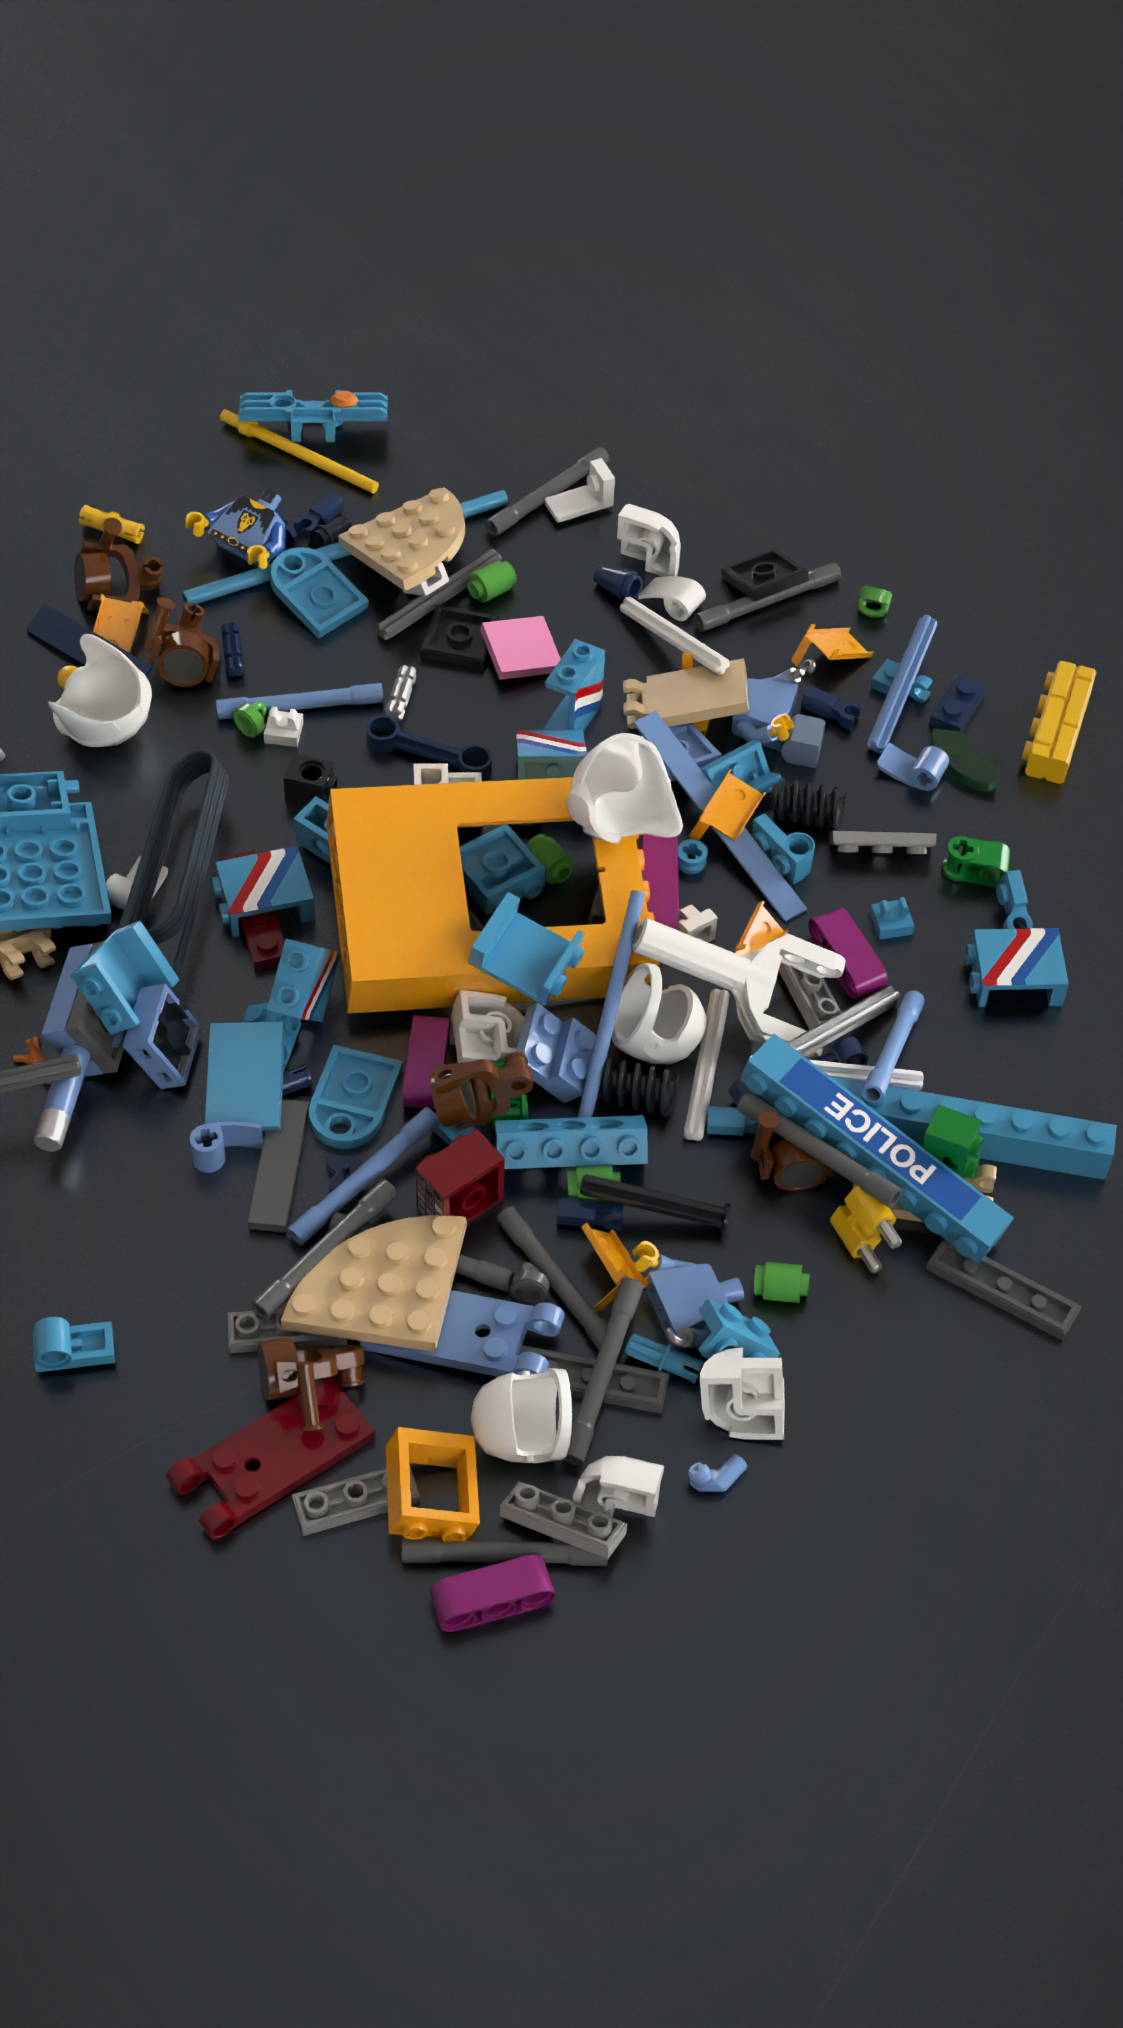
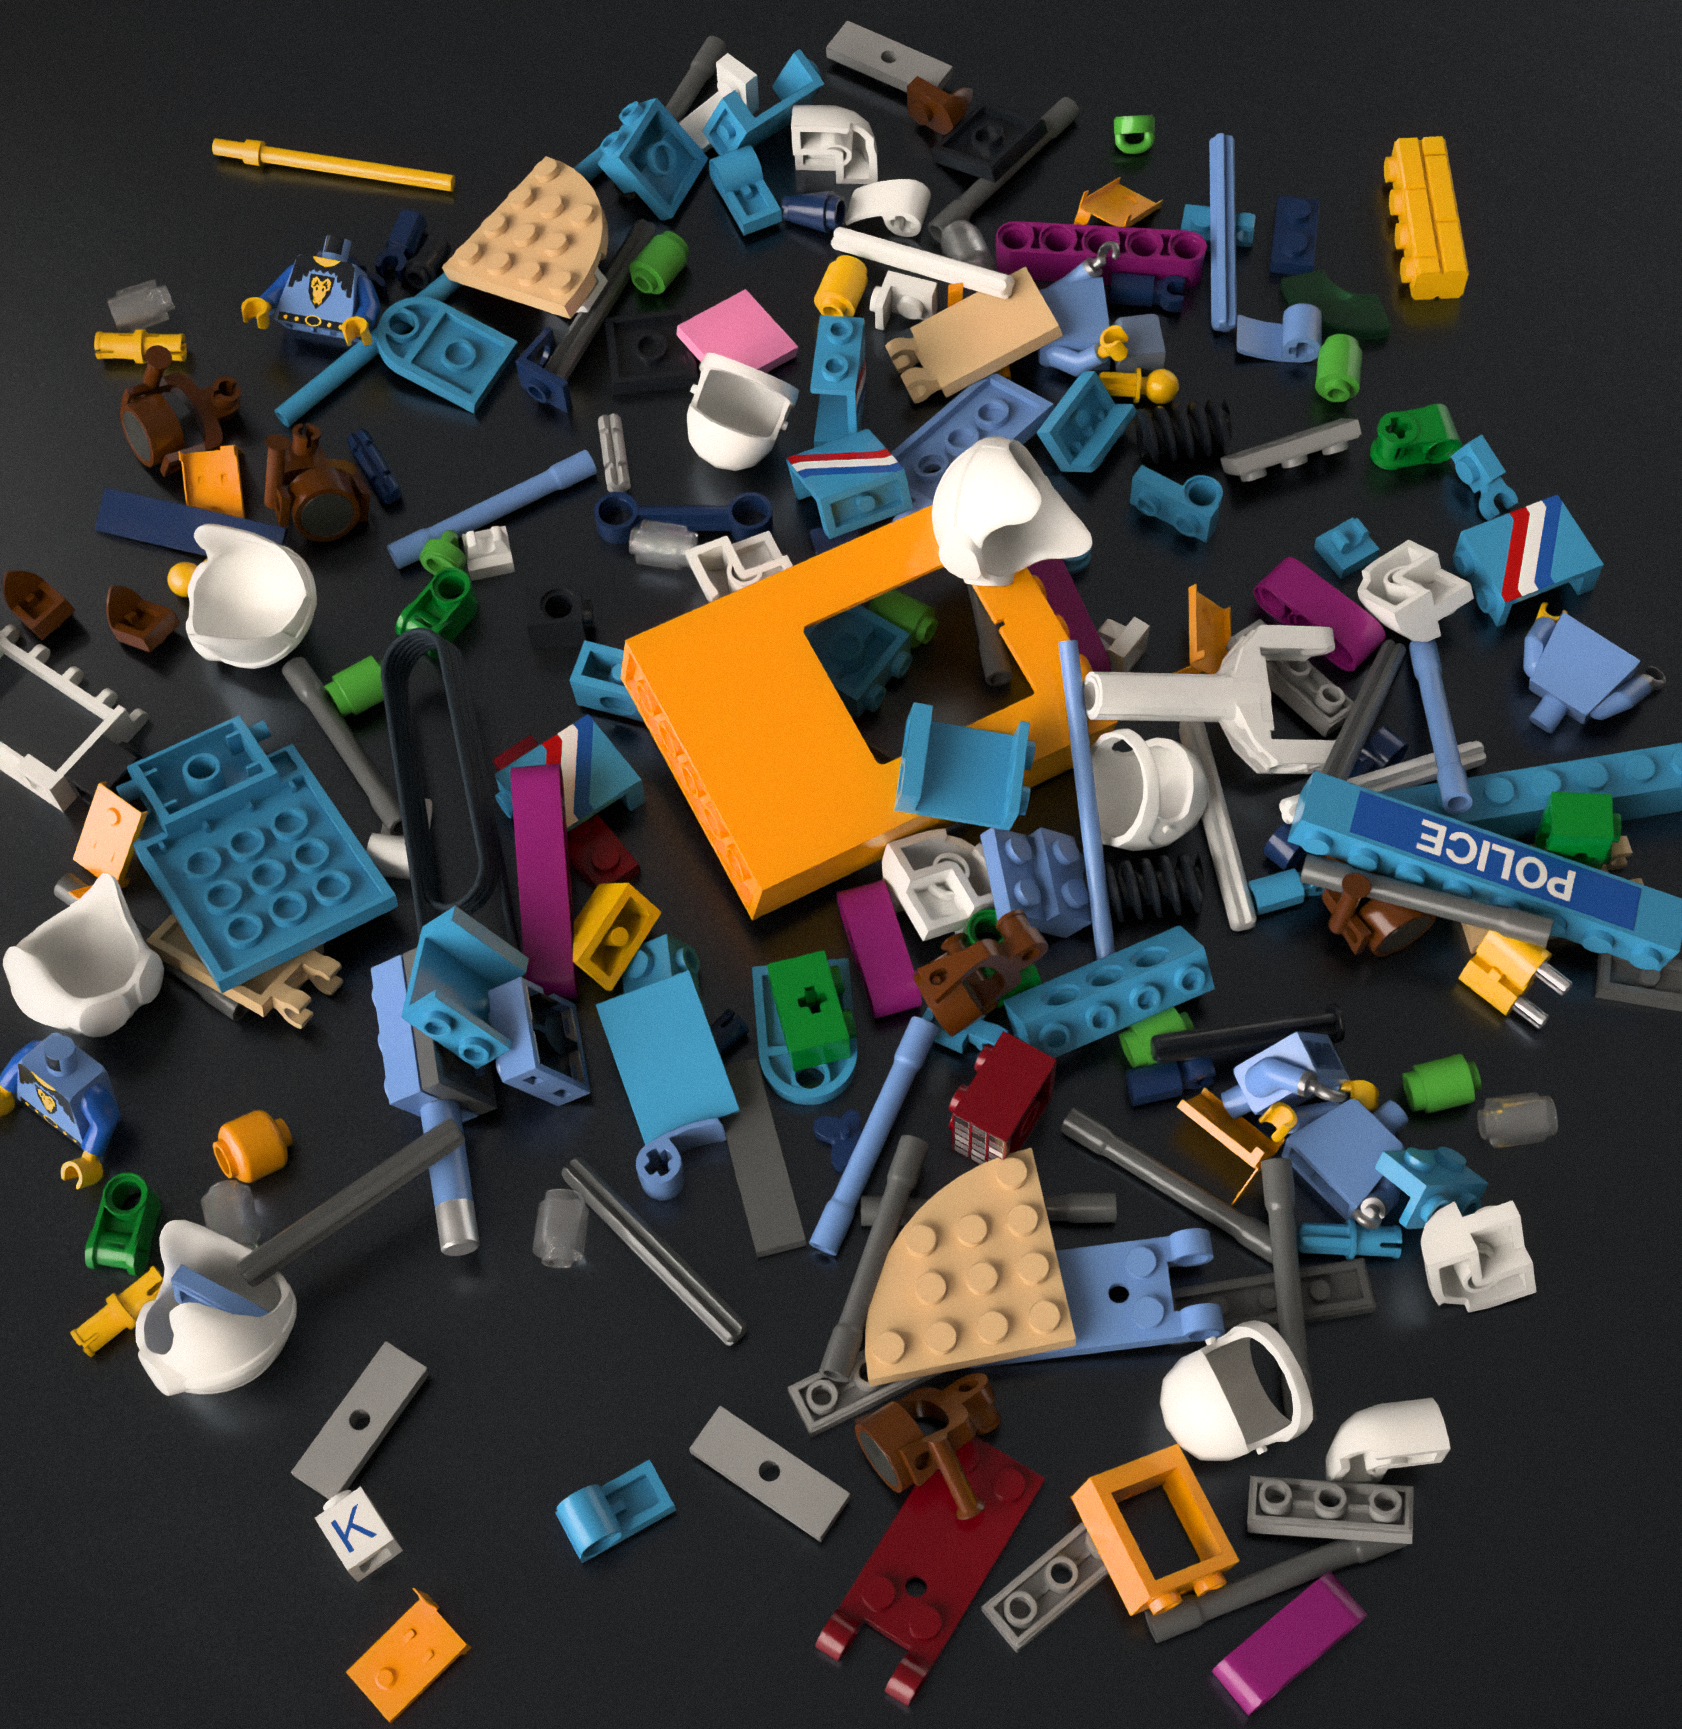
camera: 15 degrees left, 10 degrees up
(24, 691) = (138, 620): none -> reddish brown plate
(35, 1054) = (382, 1125): orange bar -> none
(120, 776) = (312, 693): none -> dark grey piece
(123, 498) = (140, 306): none -> clear brick
(123, 1160) = (561, 1228): none -> clear brick
(149, 781) = (356, 687): none -> bright green brick
(179, 1344) = (745, 1453): none -> light grey tile
(180, 1199) = (655, 1251): none -> dark grey axle
(216, 936) = (544, 878): none -> magenta beam
(236, 749) = (436, 611): none -> green piece
(244, 986) = (611, 931): none -> yellow slope
(303, 980) = (688, 903): dark azure panel -> none
(331, 413) = (314, 113): dark azure piece -> none
(356, 1080) = (808, 1036): none -> green brick
(369, 628) = (539, 382): none -> dark blue bracket
(400, 756) = (661, 544): none -> clear brick
(493, 688) = (736, 412): none -> white piece
(518, 510) = (652, 157): none -> dark azure plate
(529, 1285) = (1143, 1205): dark grey tile -> none
(575, 552) = (743, 189): none -> dark azure plate
(588, 515) = (734, 124): none -> dark azure panel
(613, 635) = (842, 287): none -> yellow brick
(652, 654) = (905, 296): none -> white bracket
(677, 1232) = (1293, 1073): none -> medium blue torso
(701, 791) = (1090, 488): medium blue piece -> none
(714, 635) = (965, 243): none -> clear brick
(719, 501) = (885, 58): none -> light grey tile
(719, 1479) = (1483, 1377): medium blue arm -> none
(728, 808) = (1097, 470): light orange piece -> none
(737, 541) = (935, 107): none -> reddish brown plate
(769, 656) = (1056, 249): none -> magenta beam
(806, 770) = (1159, 386): none -> yellow axle
(823, 1323) = (1517, 1119): none -> clear brick
(919, 957) = (1411, 591): none -> white brick
(944, 799) = (1339, 368): none -> bright green brick
(1018, 1052) = (1580, 672): none -> medium blue torso

